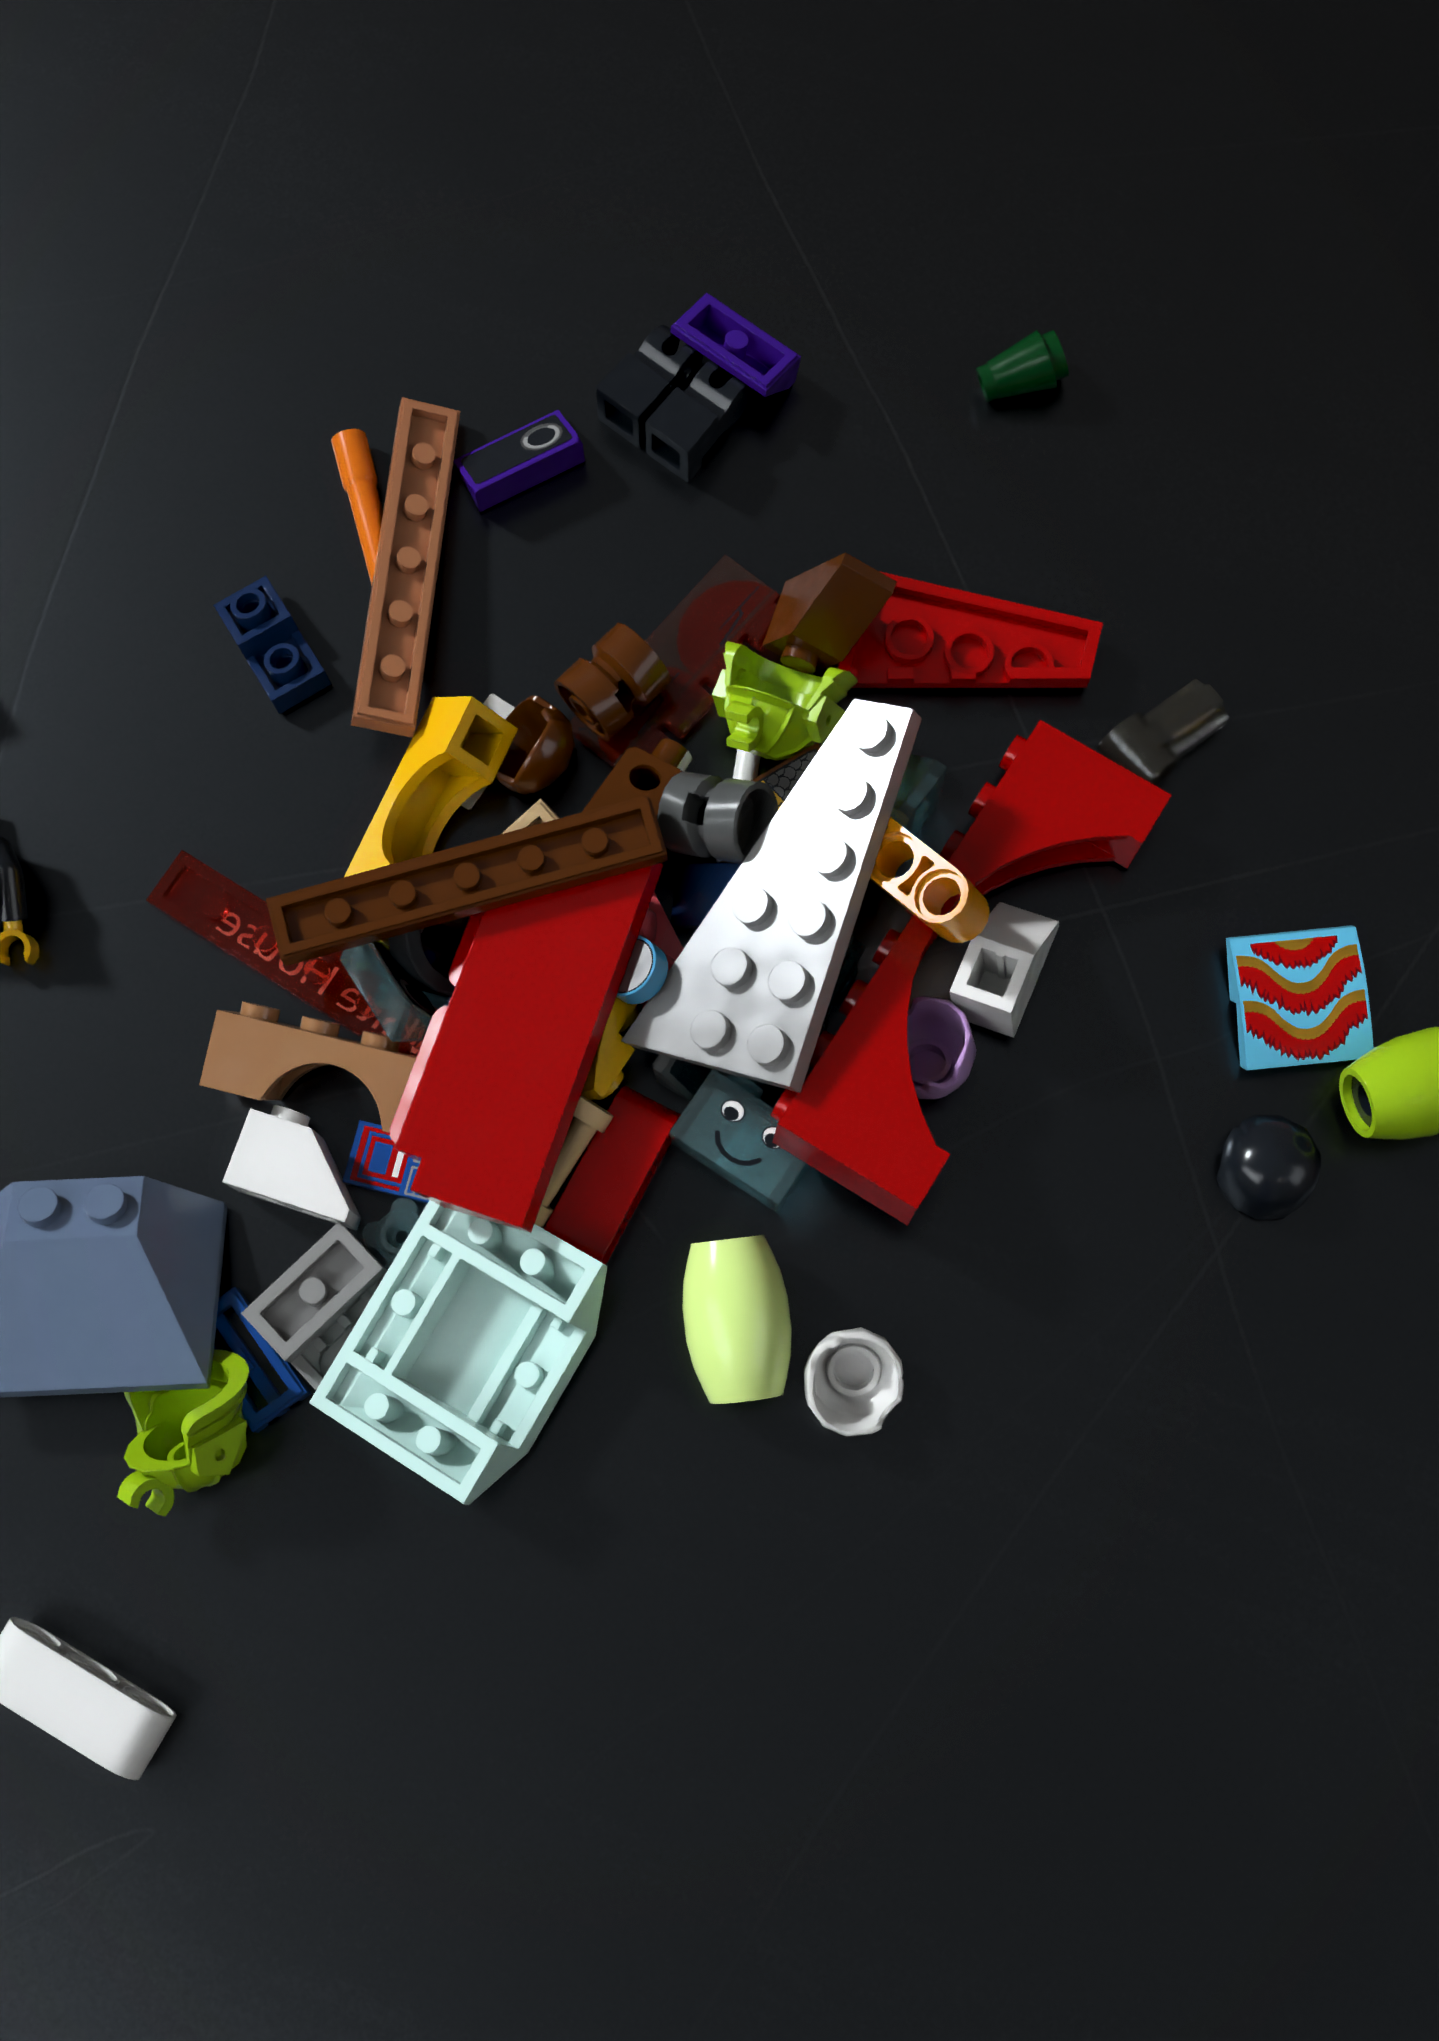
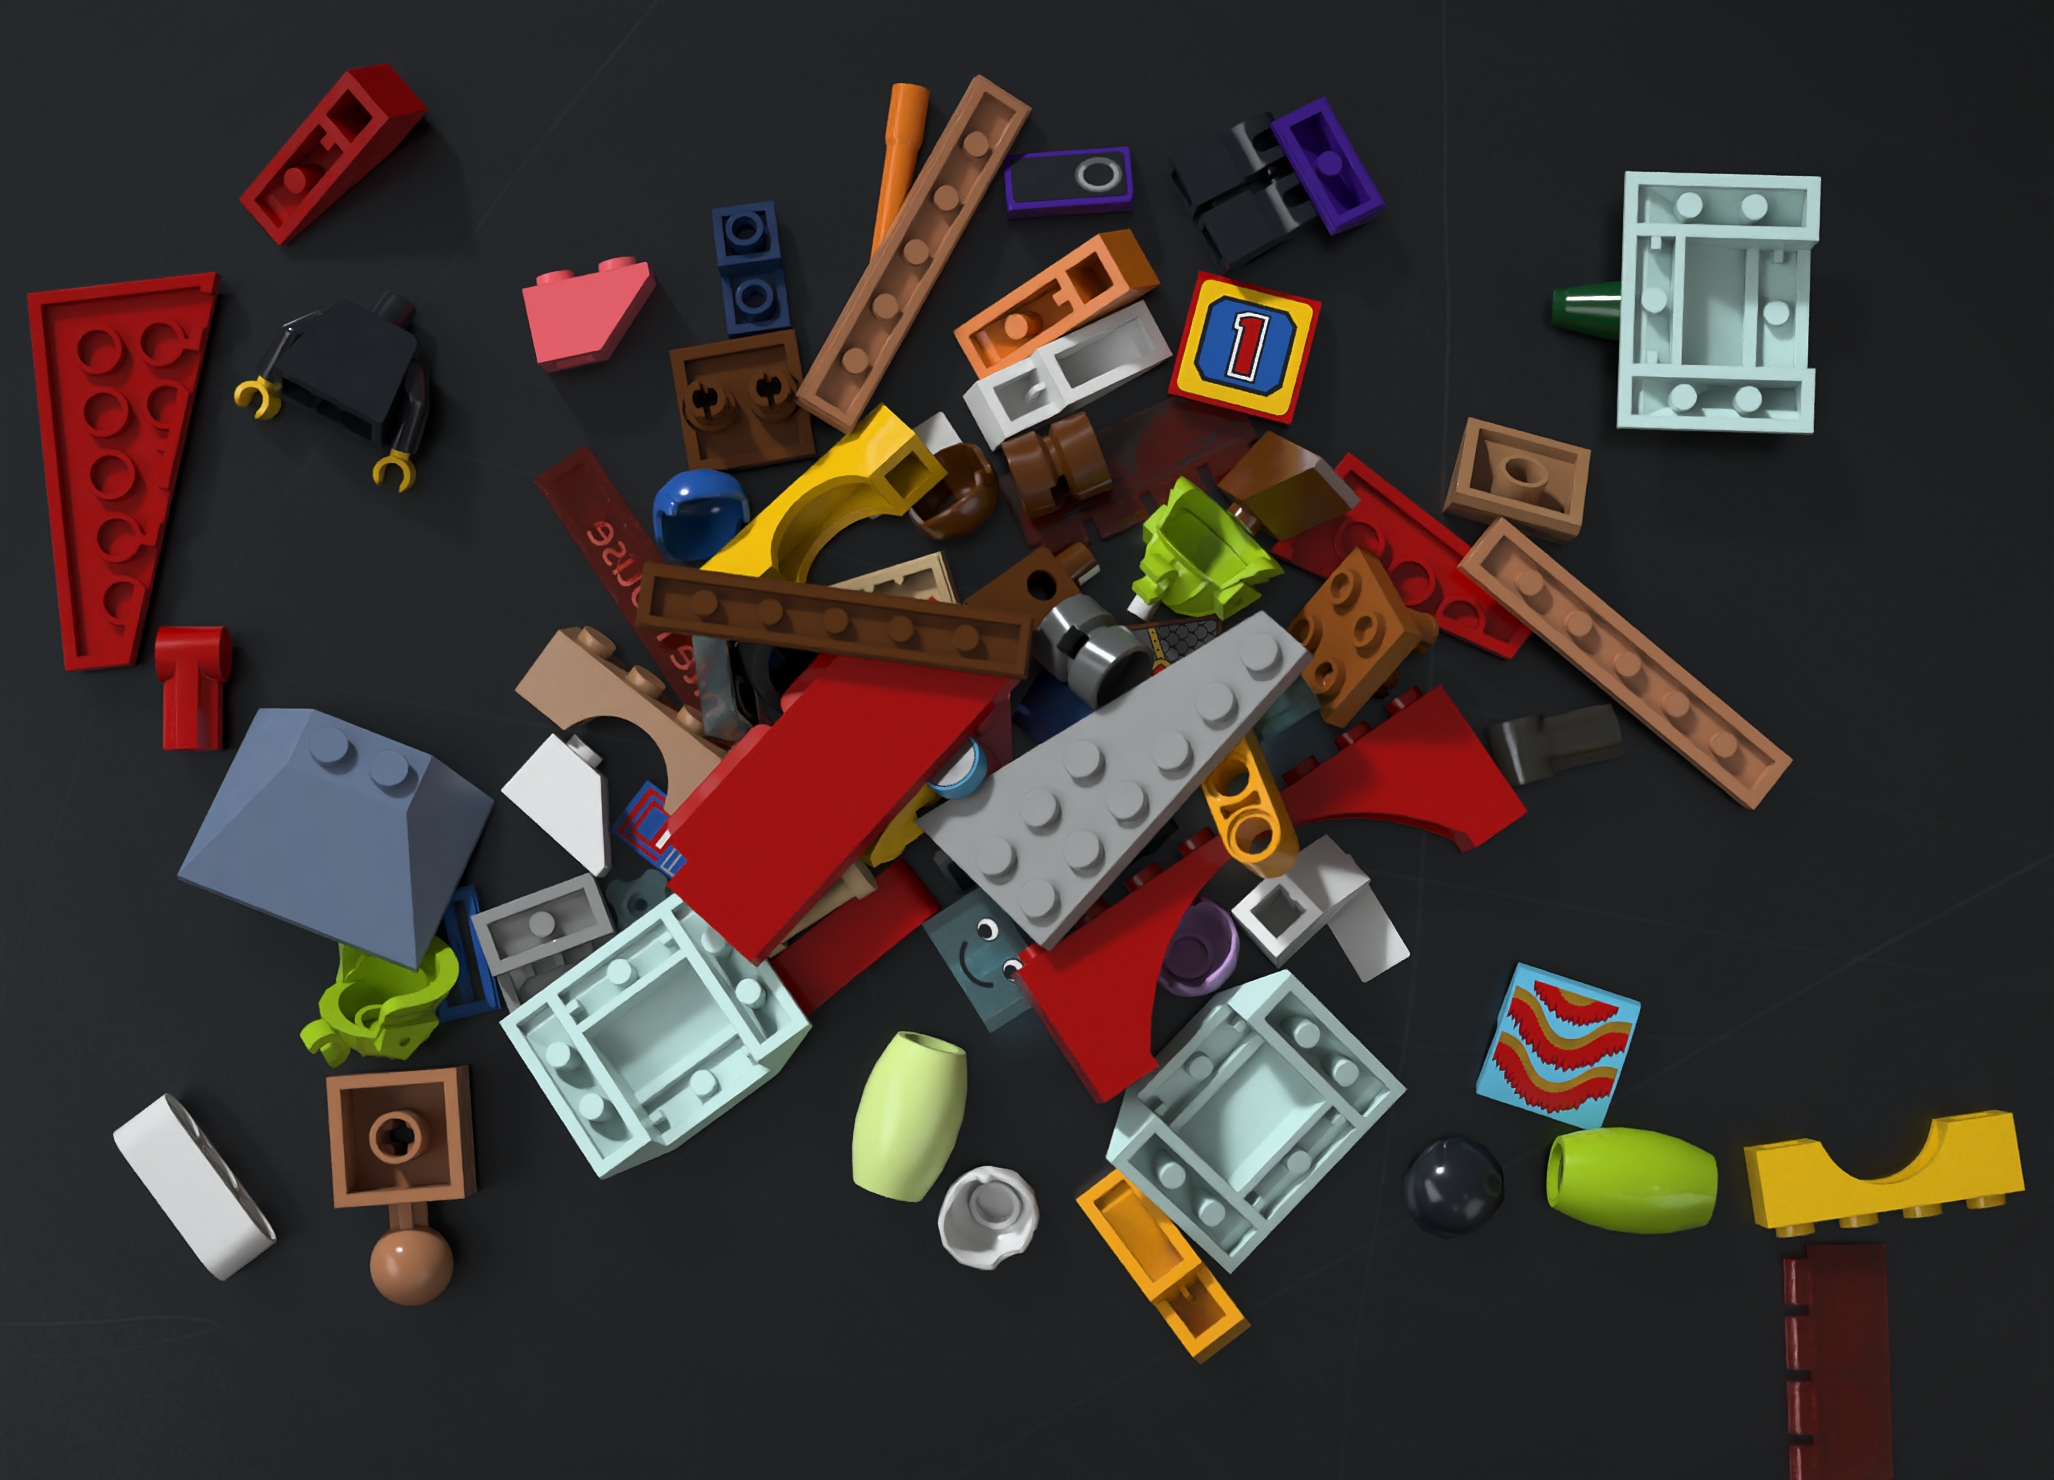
camera: 25 degrees right, 10 degrees up
(137, 735) = (587, 315): none -> coral slope
(210, 1546) = (368, 1168): none -> nougat brick
(306, 852) = (699, 513): none -> blue hair
(309, 755) = (740, 402): none -> reddish brown plate
(553, 555) = (1058, 301): none -> orange slope
(585, 607) = (1067, 374): none -> white slope
(733, 526) = (1244, 348): none -> slope
(957, 701) = (1358, 636): none -> dark orange plate
(1025, 539) = (1521, 478): none -> medium nougat slope
(1037, 1354) = (1164, 1266): none -> light orange slope
(1050, 1176) = (1248, 1113): none -> light aqua slope
(1078, 978) = (1367, 935): none -> white sticker
(1120, 307) = (1717, 302): none -> light aqua slope
(1192, 637) = (1624, 663): none -> nougat plate

